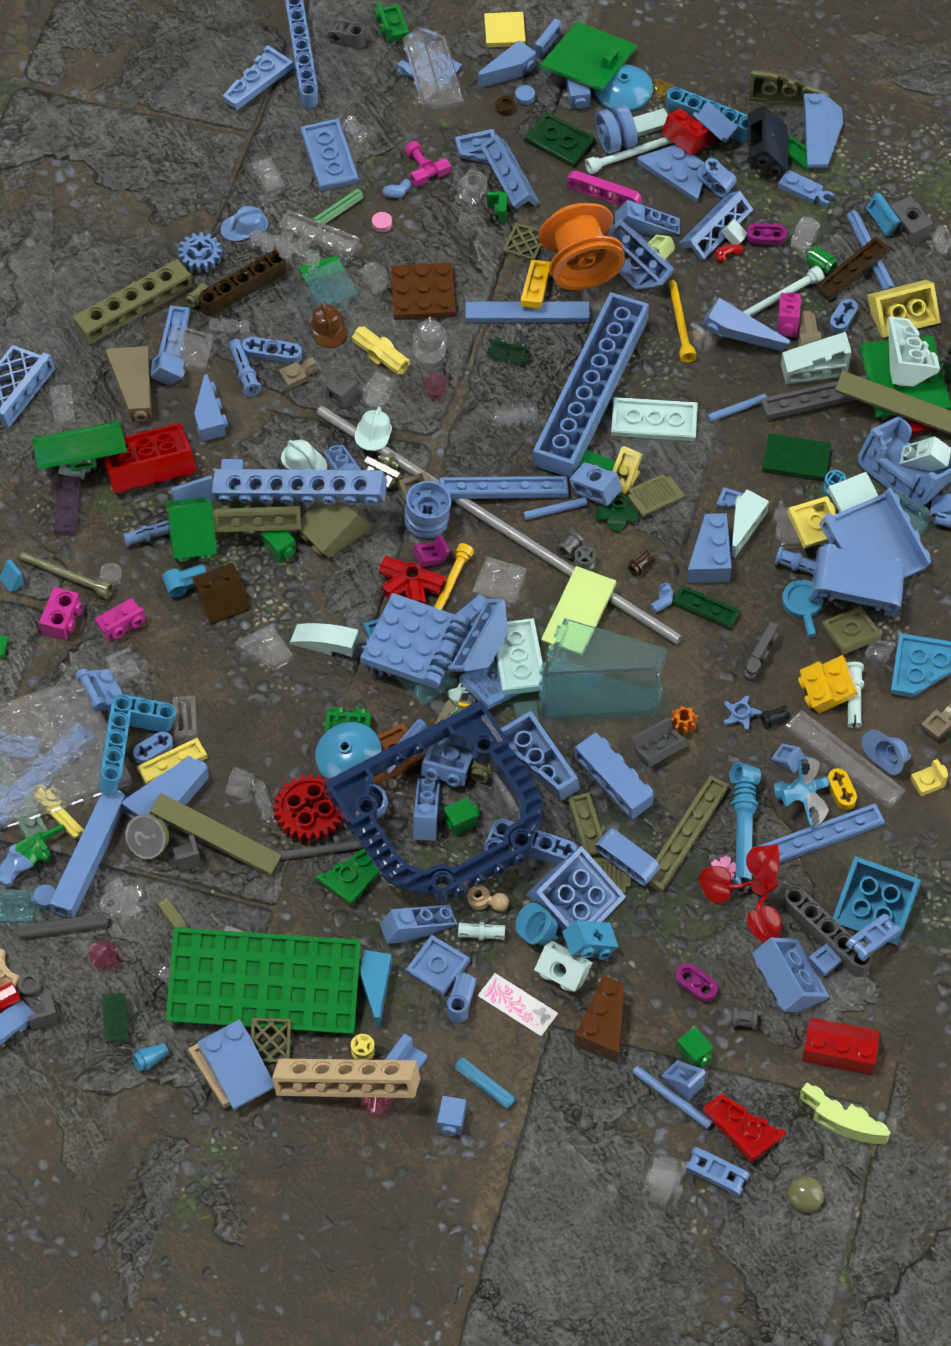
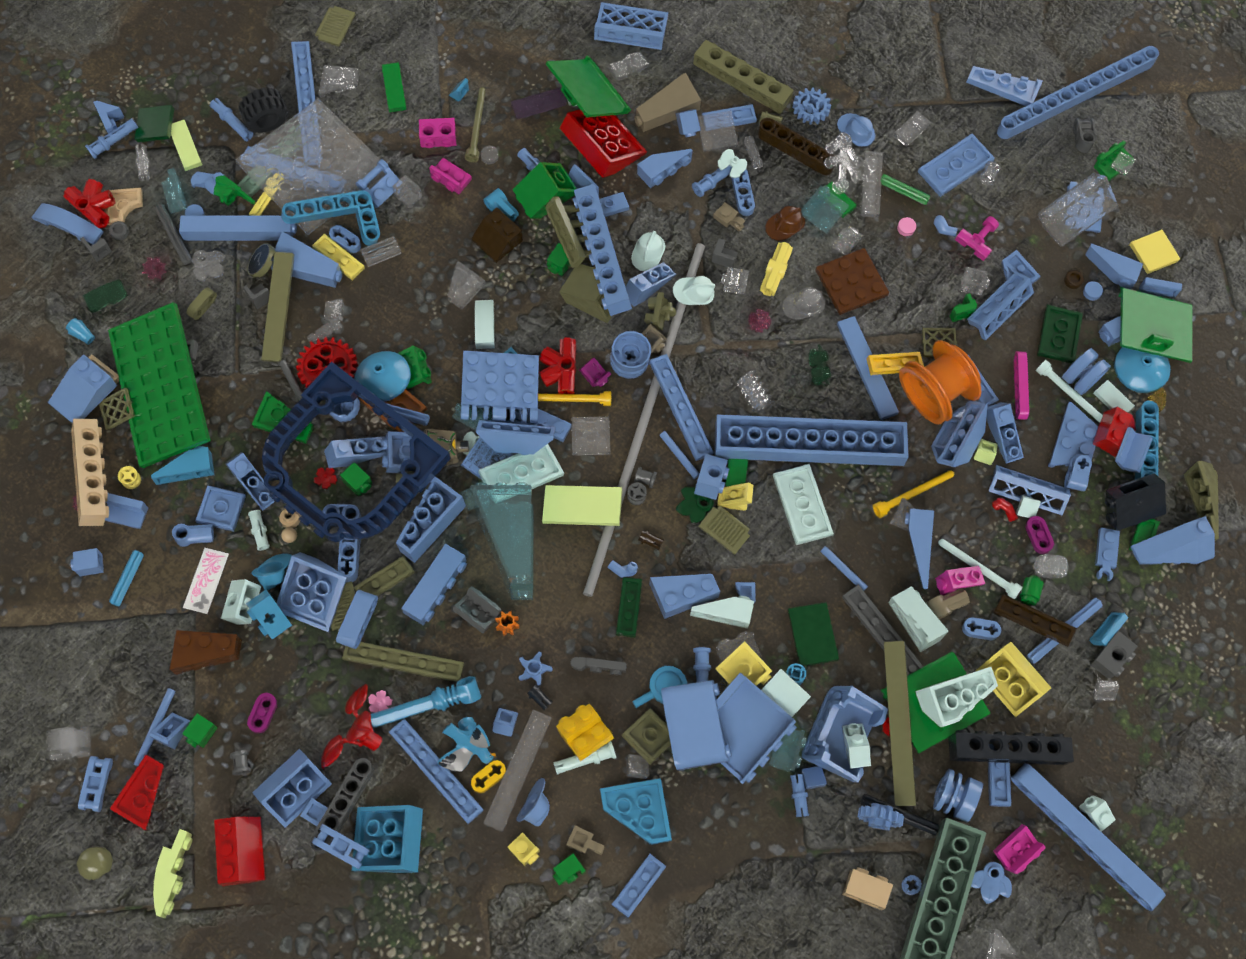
camera: 65 degrees right, 10 degrees up
(234, 345) = (728, 158): none -> light aqua piece
(398, 14) = (1123, 163): none -> clear tile
(443, 850) = (325, 477): none -> red plant

